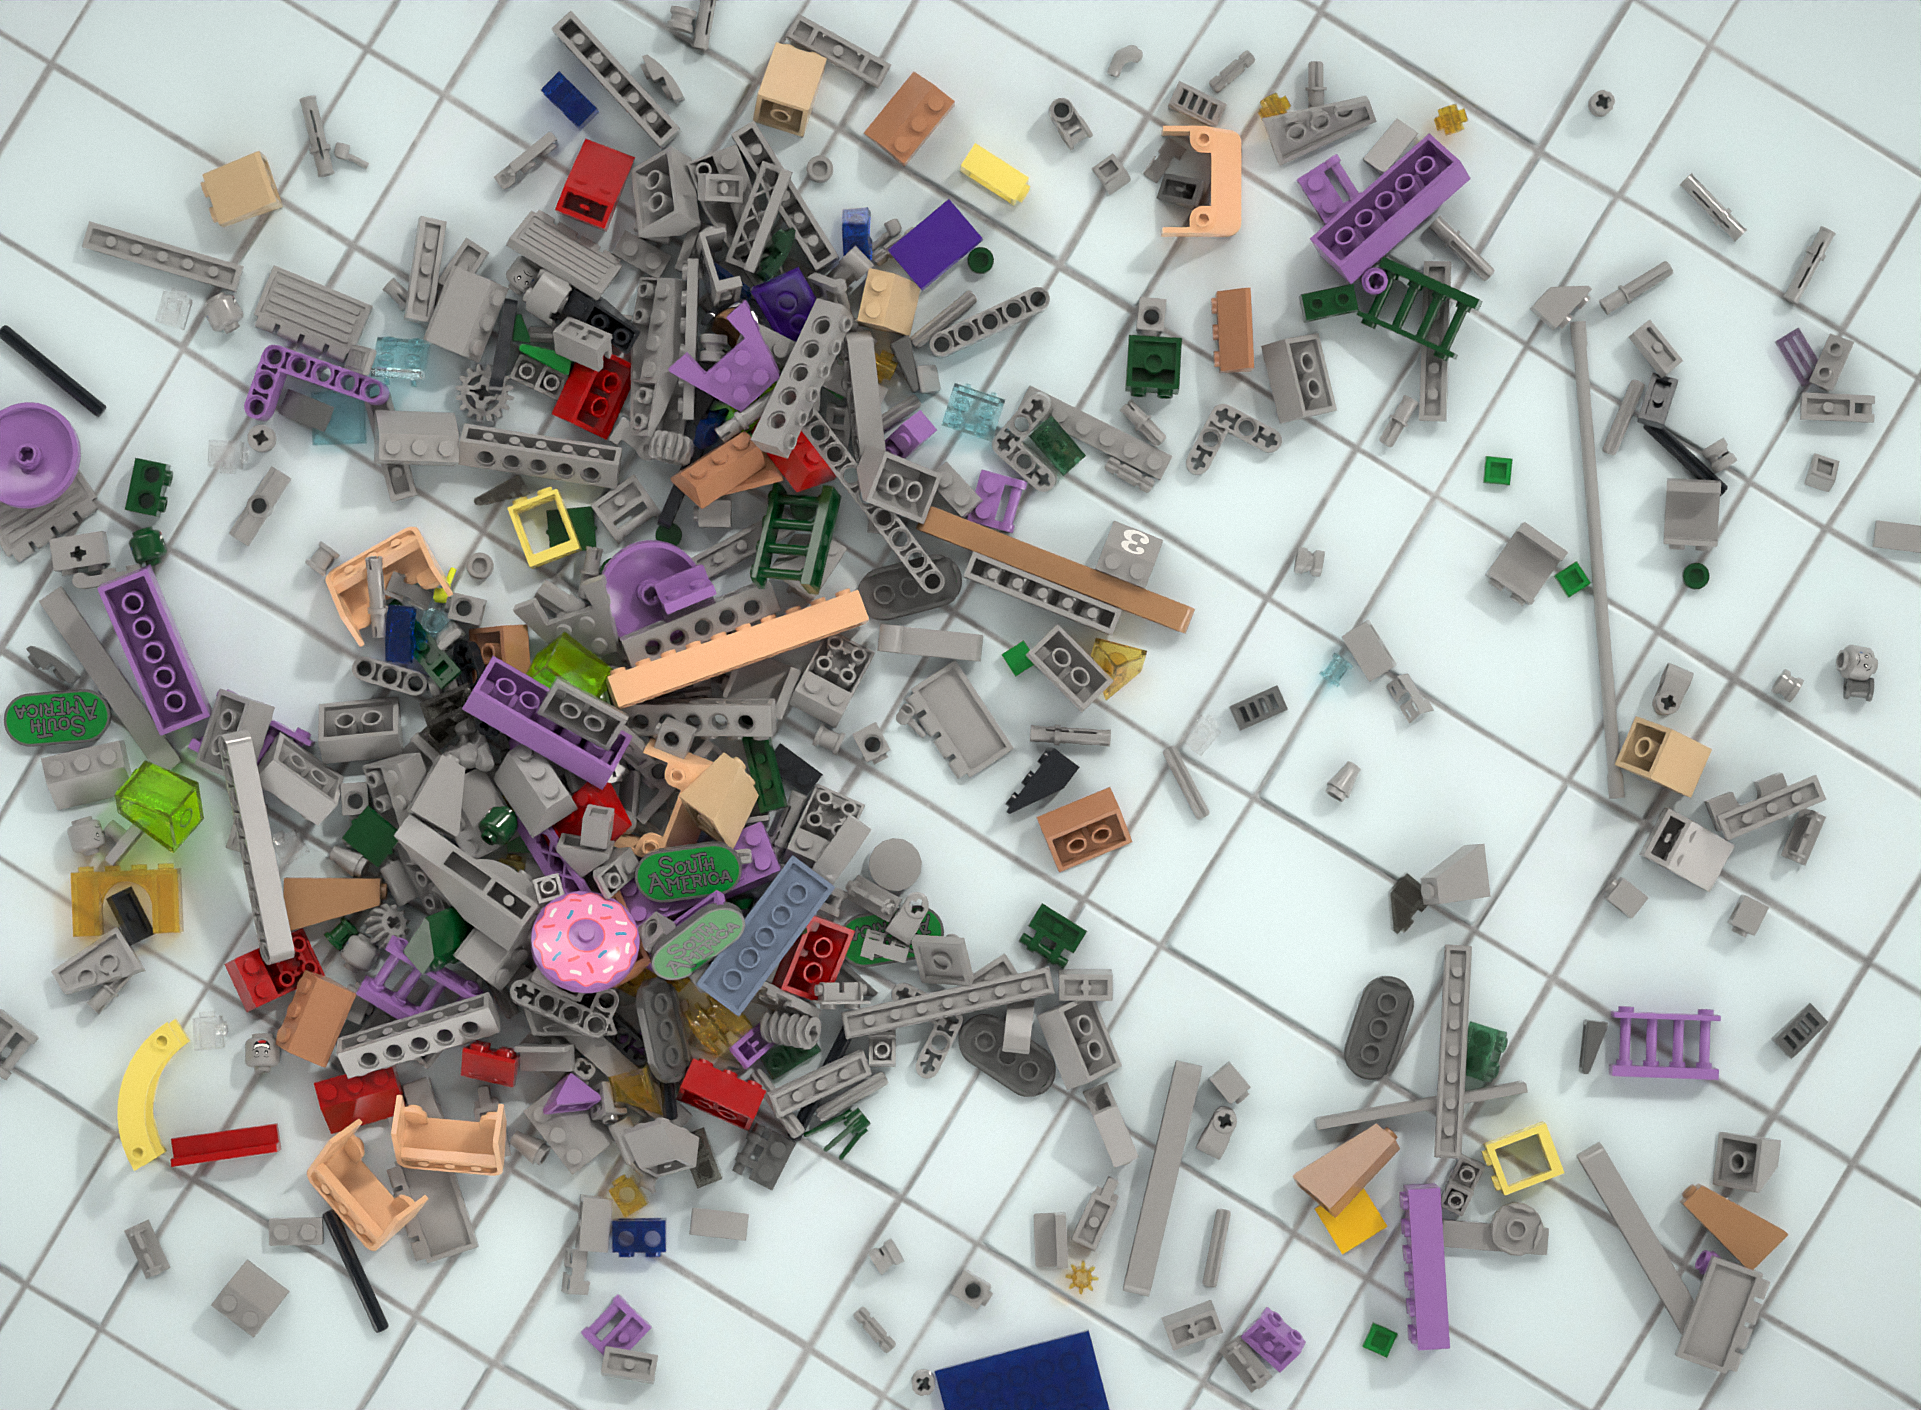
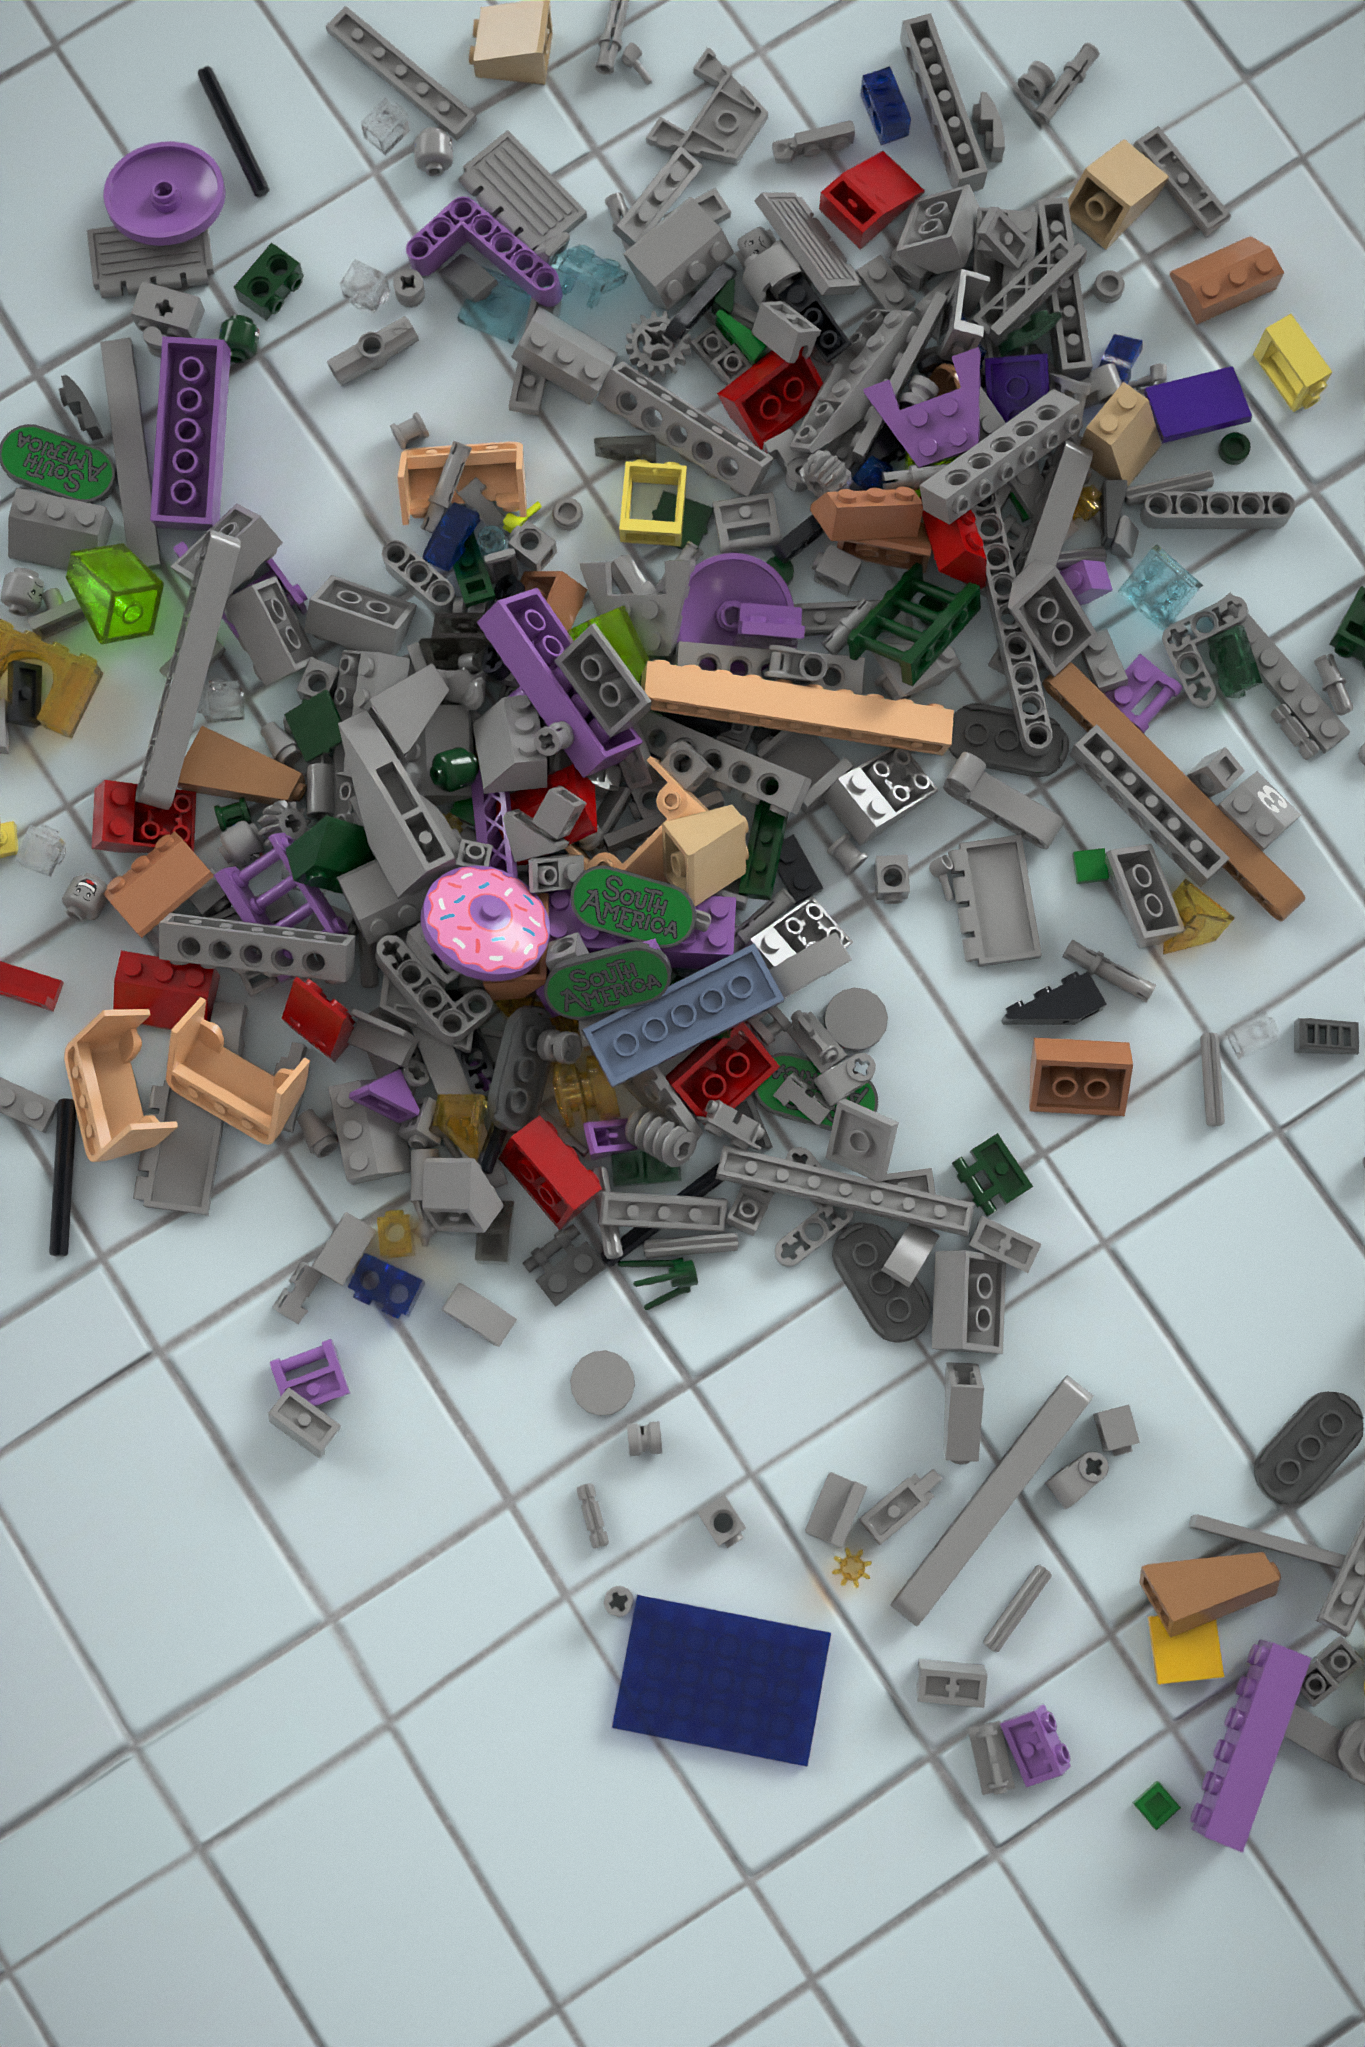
camera: 25 degrees right, 10 degrees down
(447, 174) = (724, 124): none -> light grey wing
(560, 777) = (549, 736): none -> light grey bush
(683, 1000) = (559, 1046): none -> light grey wheel
(718, 618) = (793, 664): none -> light grey piece
(745, 559) = (838, 638): none -> light grey pin
(835, 1229) = (602, 1383): none -> light grey tile
(1082, 542) = (1216, 772): none -> light grey brick

